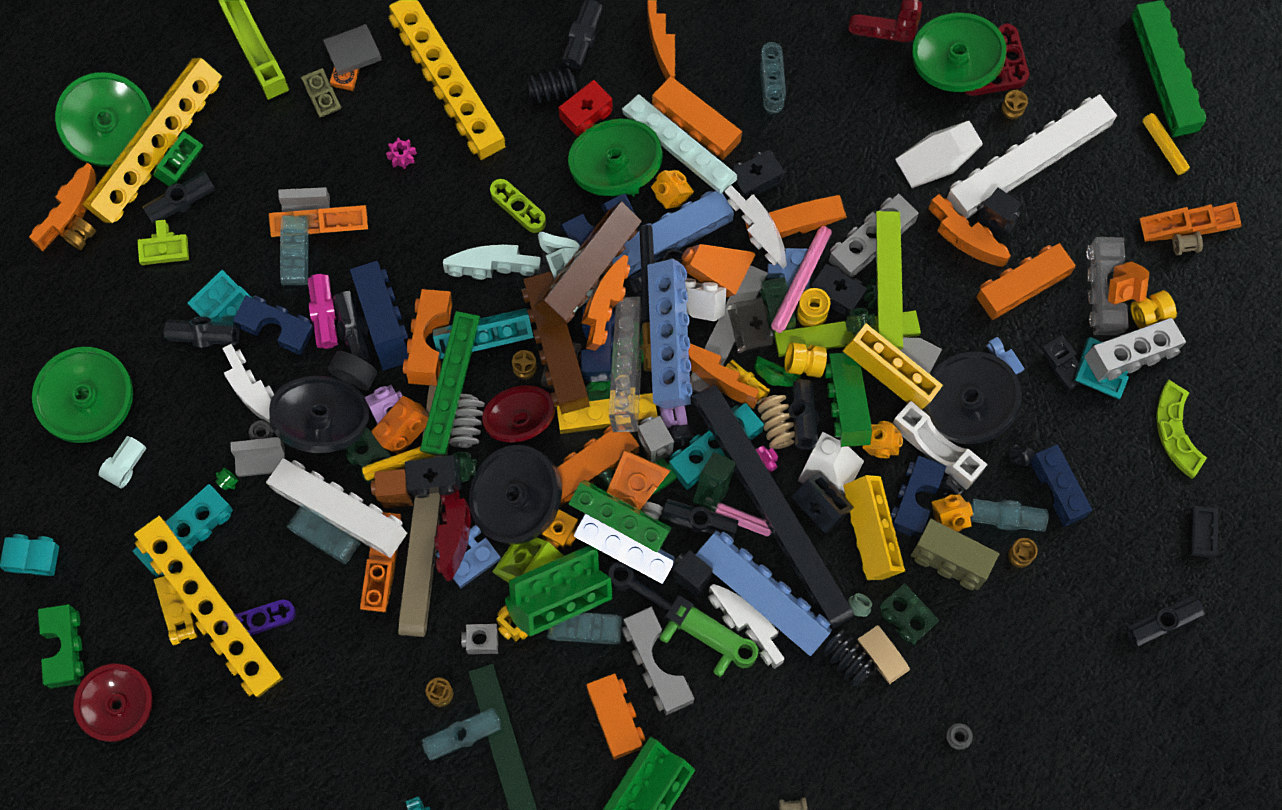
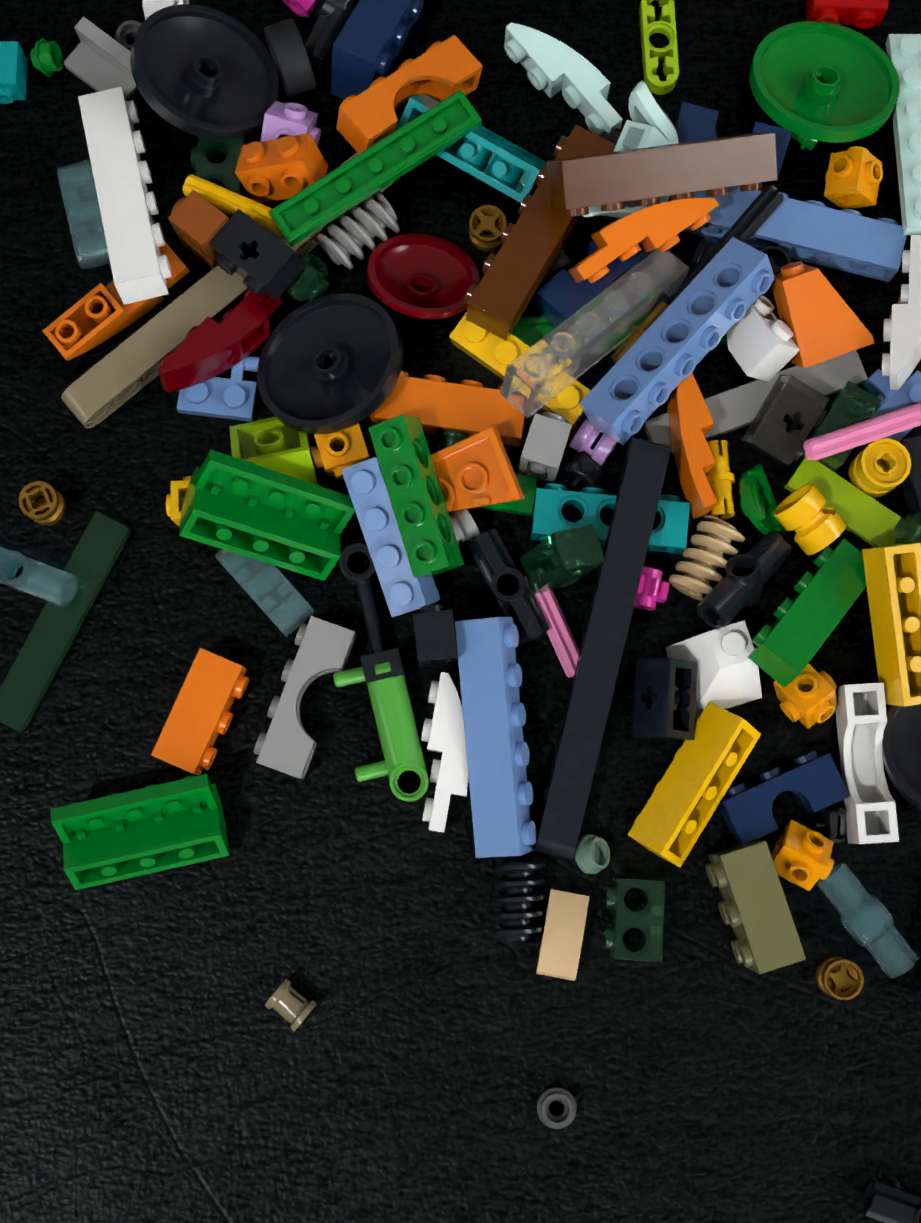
camera: 45 degrees right, 10 degrees up
(491, 643) = (153, 499): light grey brick -> none

